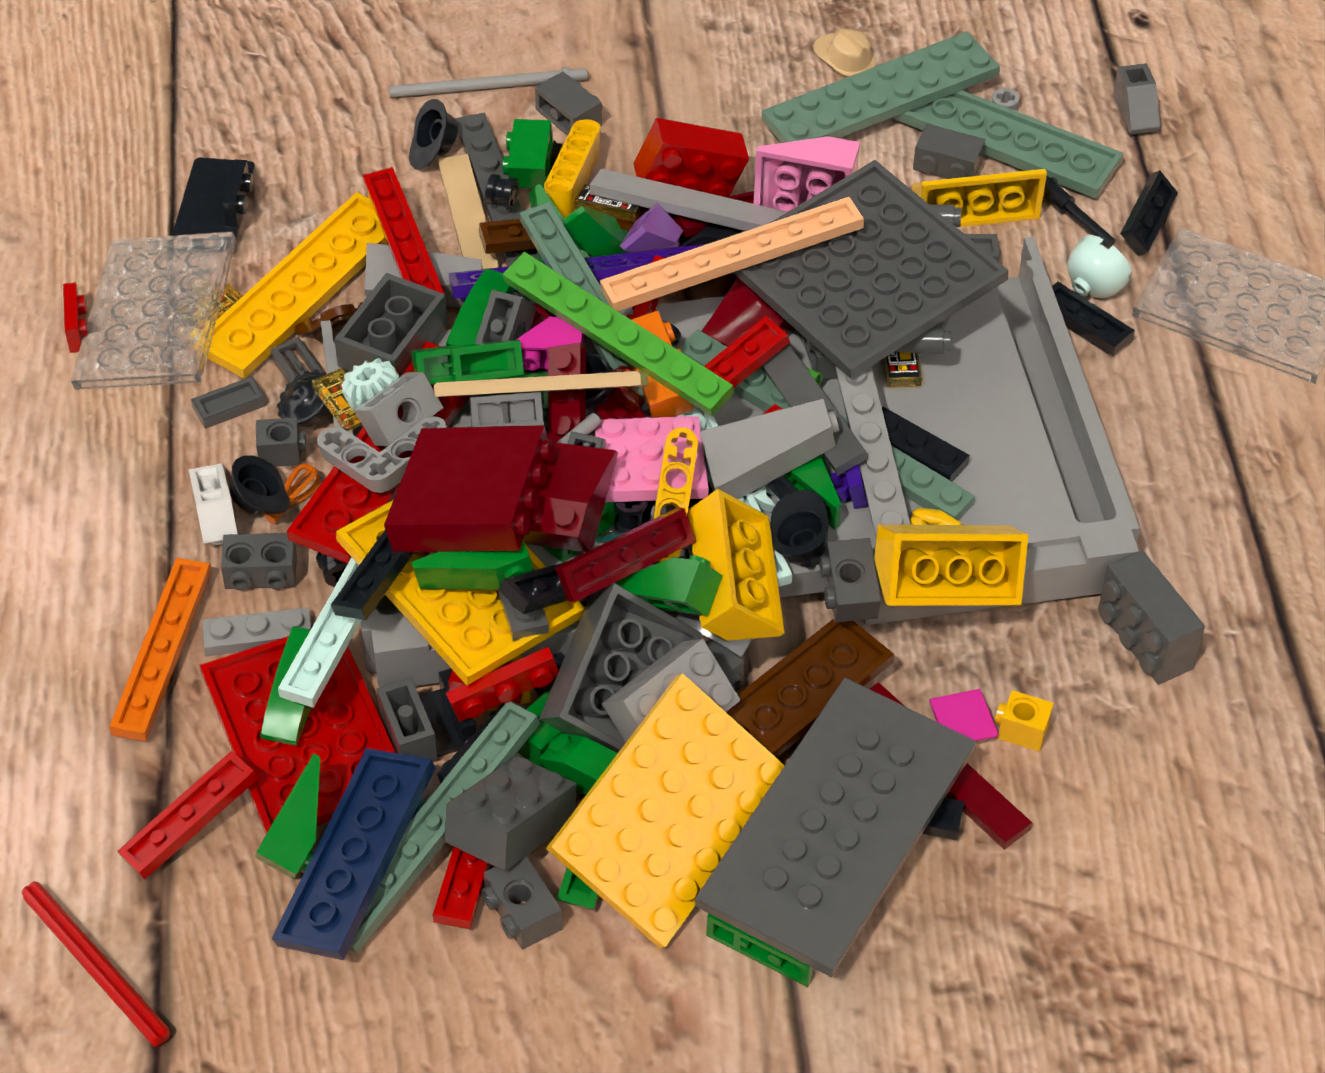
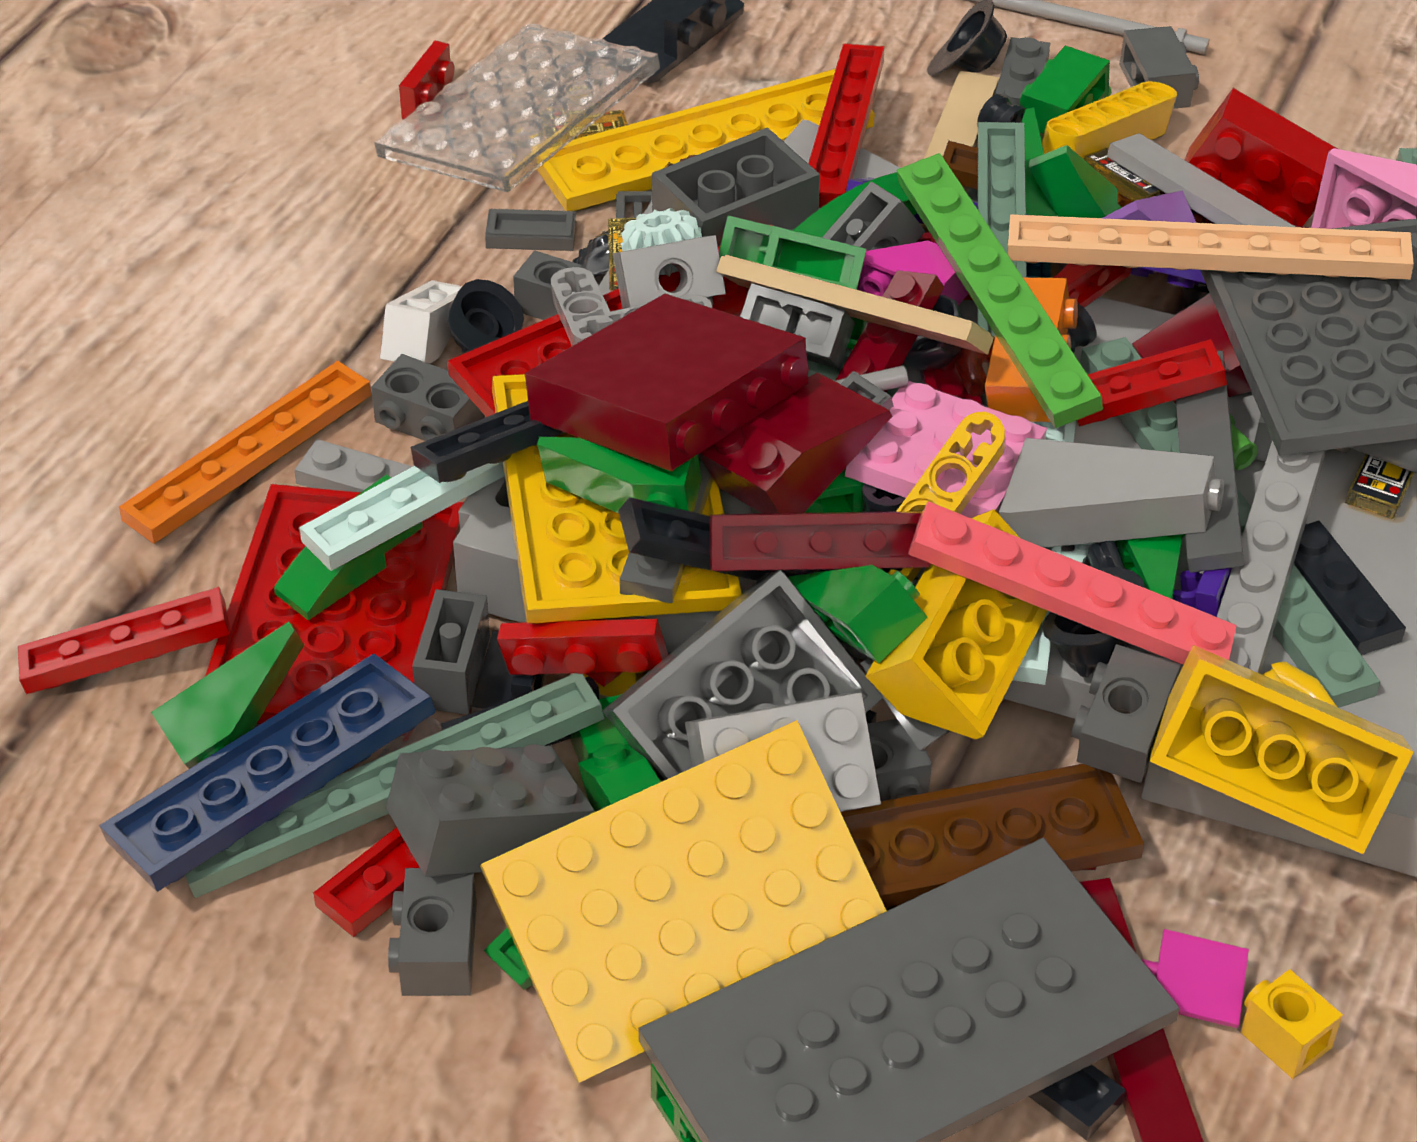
camera: 30 degrees right, 5 degrees down
(786, 519) = (1067, 586): none -> coral plate

